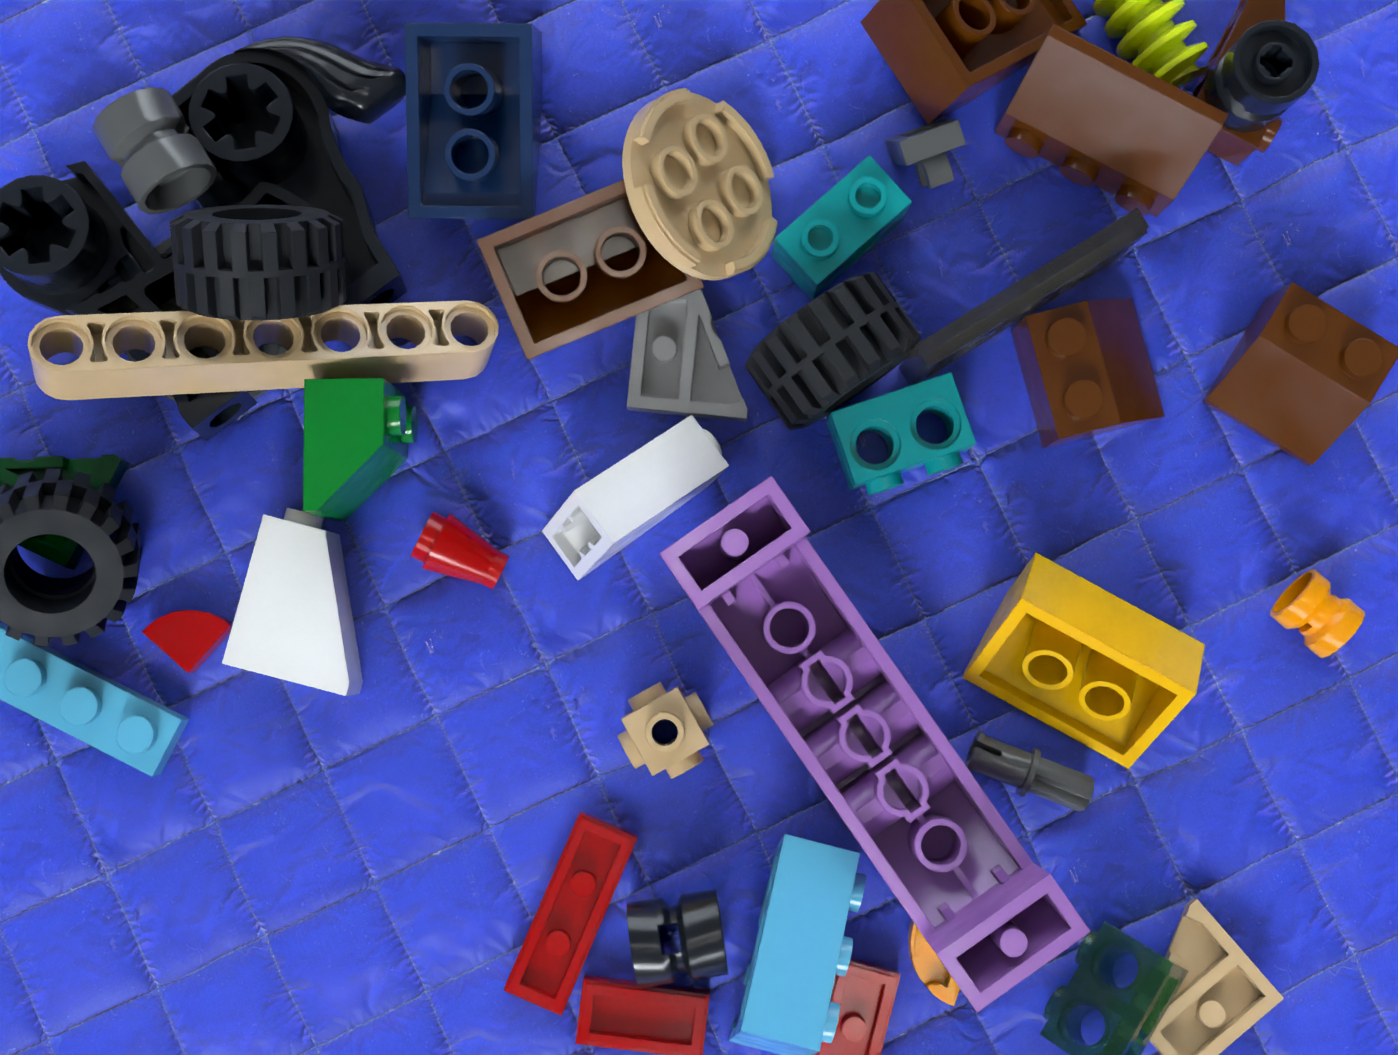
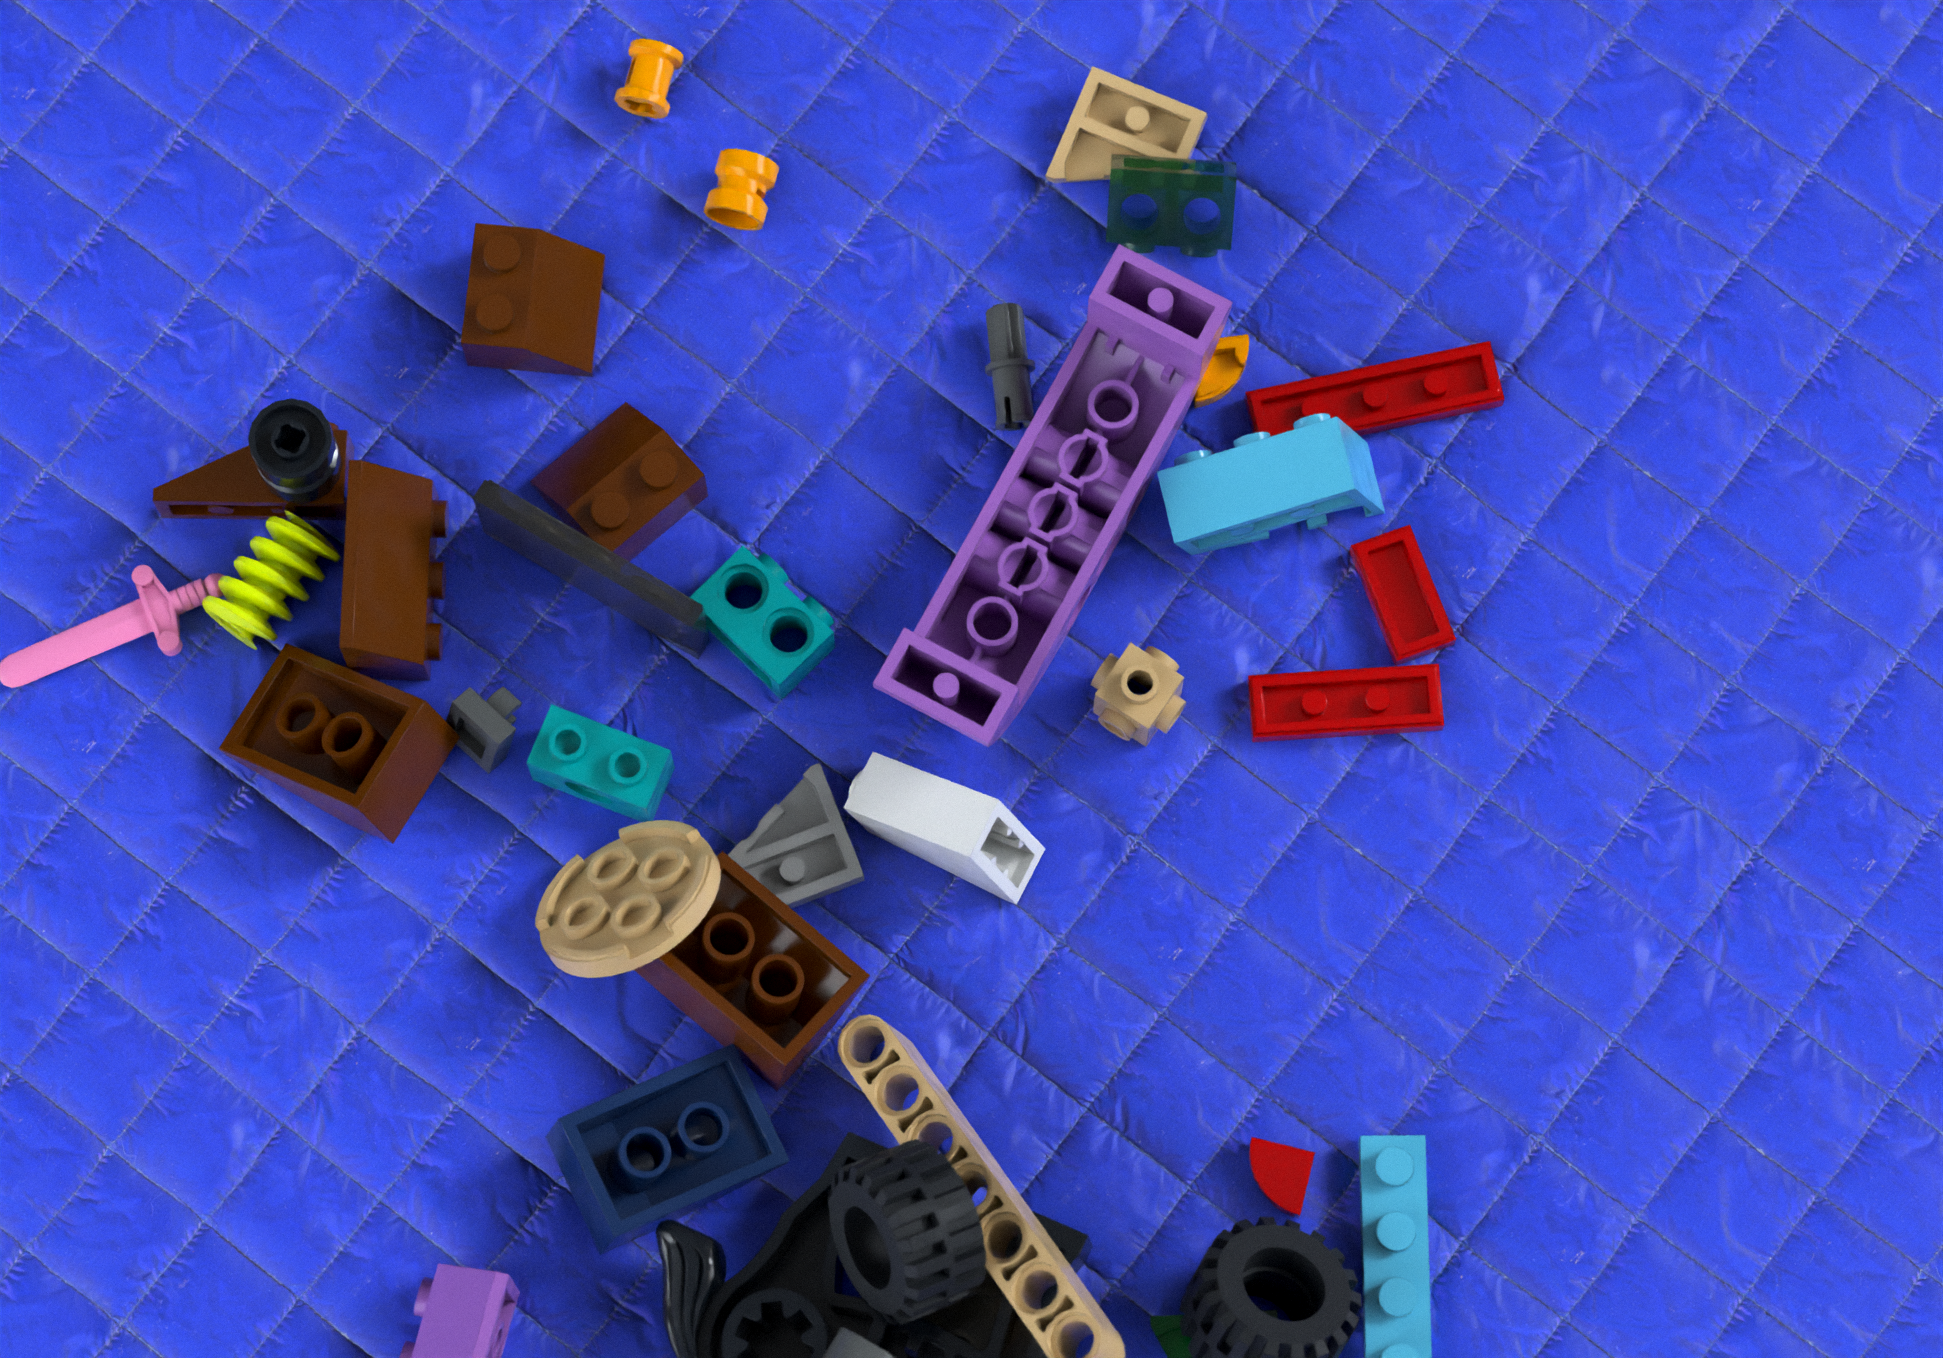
camera: 120 degrees left, 10 degrees down
(297, 608) = (1203, 1080): white slope -> none
(352, 442) = (1025, 1093): green slope -> none
(458, 552) = (1075, 965): red cone -> none
(699, 935) = (1300, 577): black wheel -> none
(832, 350) = (725, 705): black tyre -> none
(1086, 662) = (886, 365): yellow slope -> none

